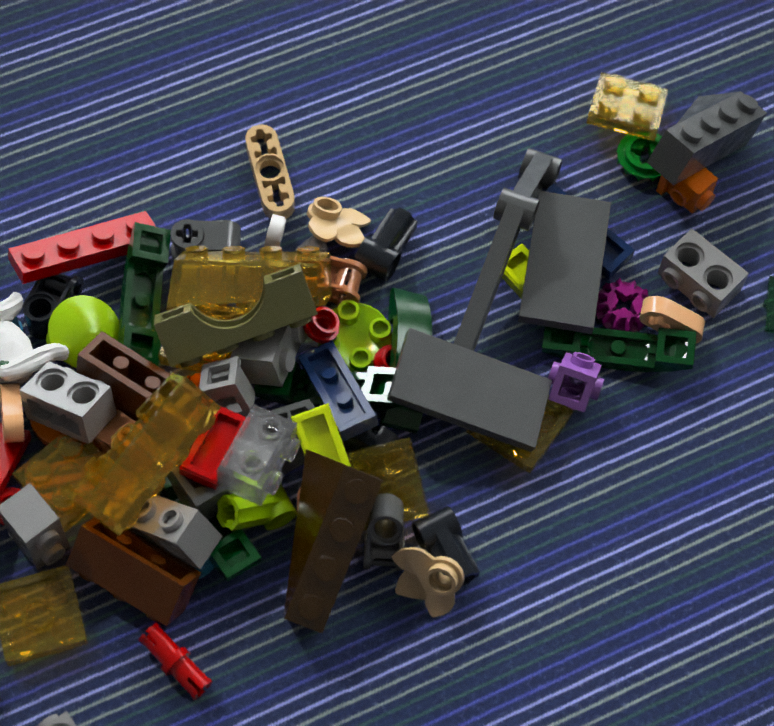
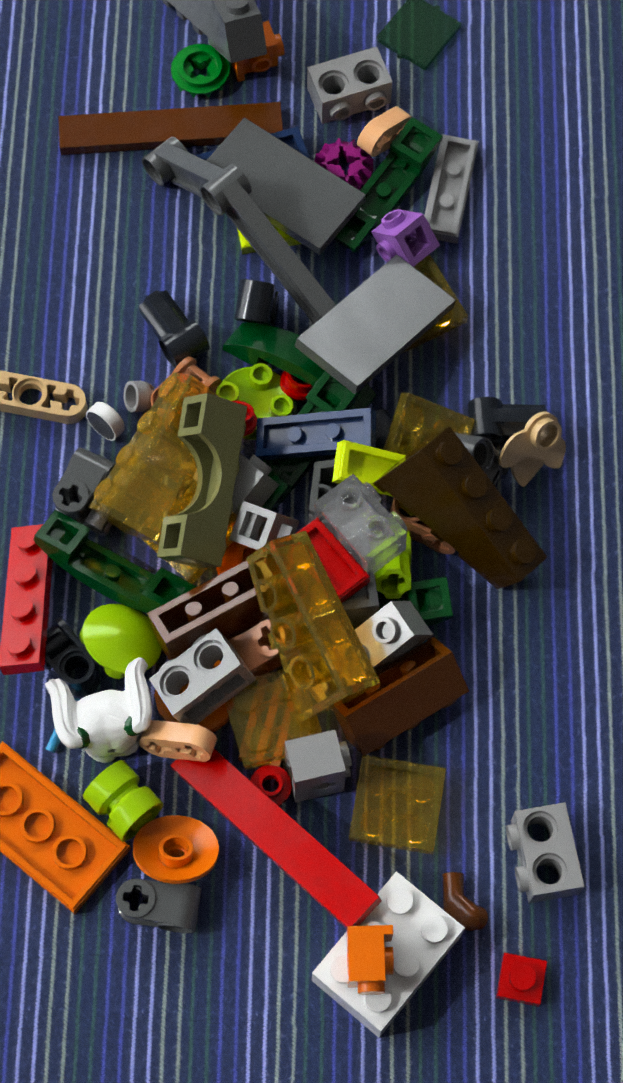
camera: 60 degrees left, 5 degrees up
(175, 661) = (502, 700): red pin -> none
(333, 222) = (125, 361): tan plate -> none
(438, 293) = (257, 302): none -> black piece
(579, 162) = (152, 127): none -> reddish brown tile
(627, 106) = (143, 56): clear yellow plate -> none
(655, 402) = (450, 186): none -> light grey tile

